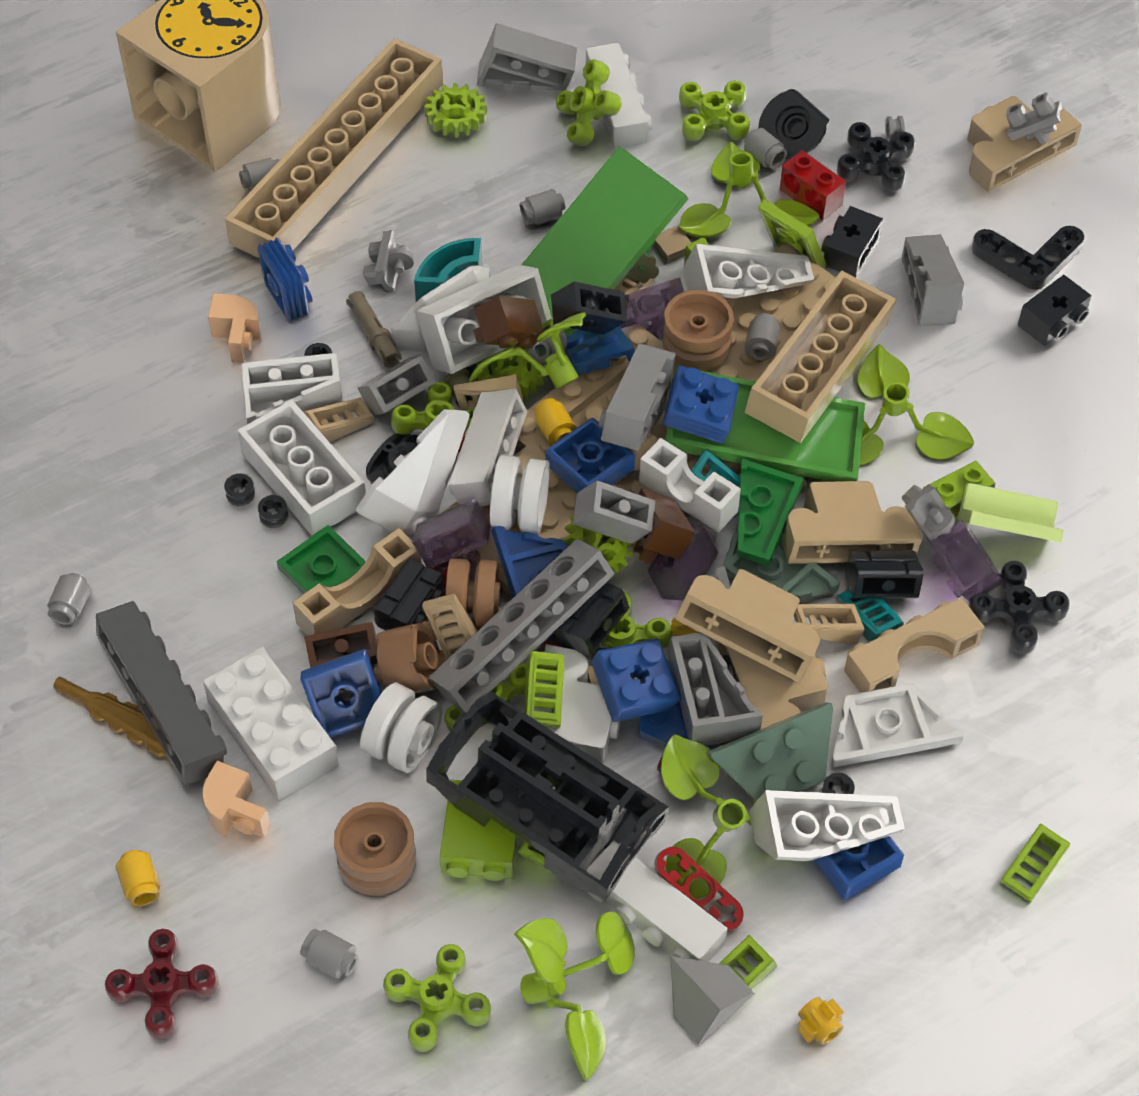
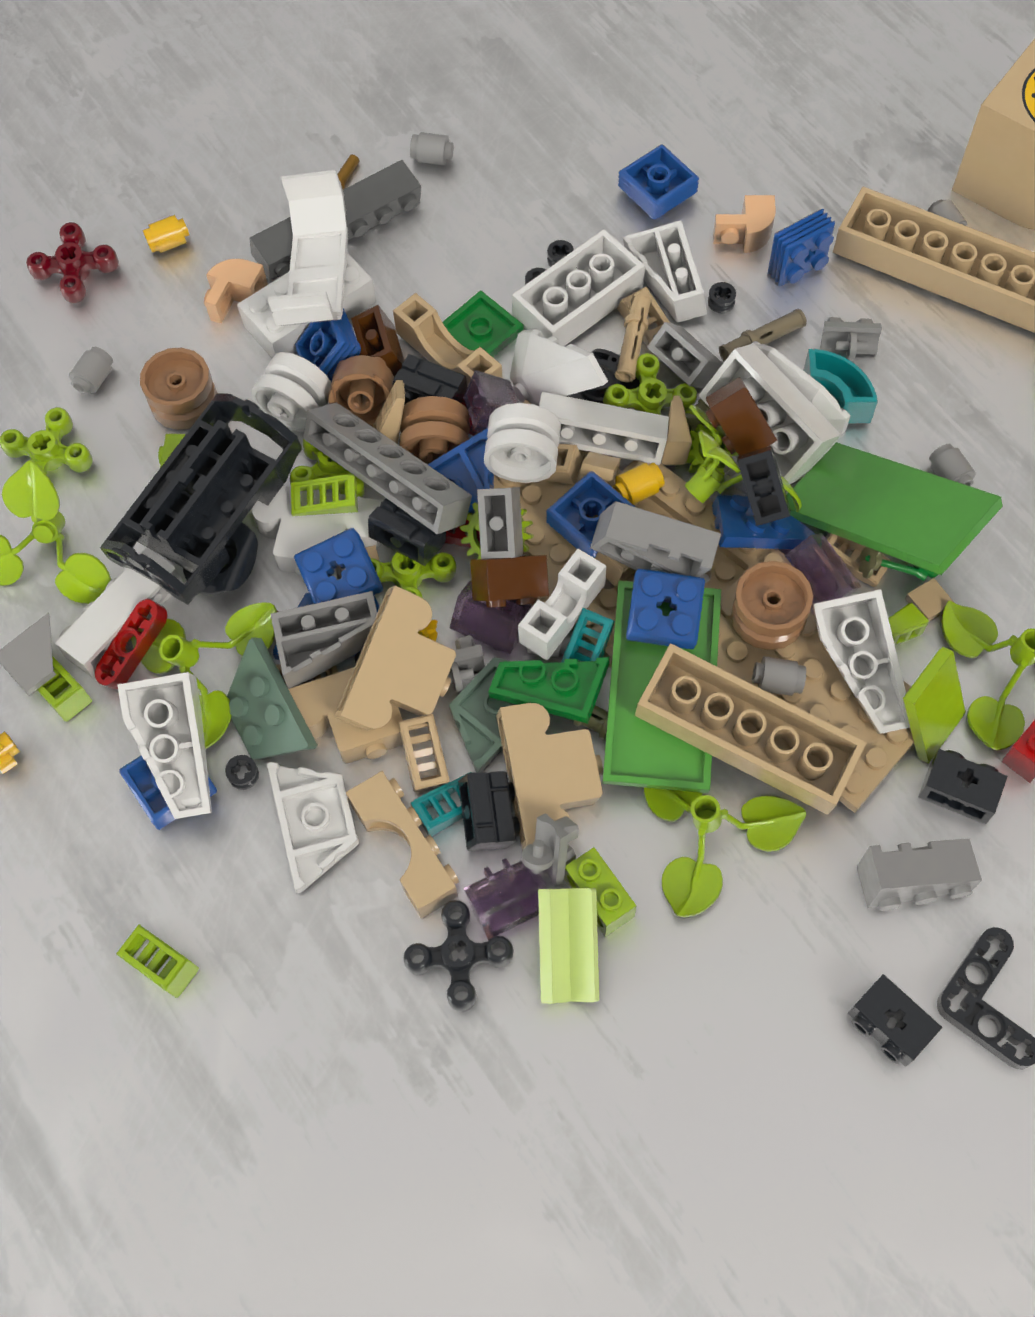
camera: 90 degrees right, 10 degrees up
(165, 392) = (658, 181): none -> blue brick
(249, 687) = (317, 250): none -> white windscreen
(360, 420) = (635, 325): none -> tan pin
(532, 447) = (602, 465): none -> tan tile

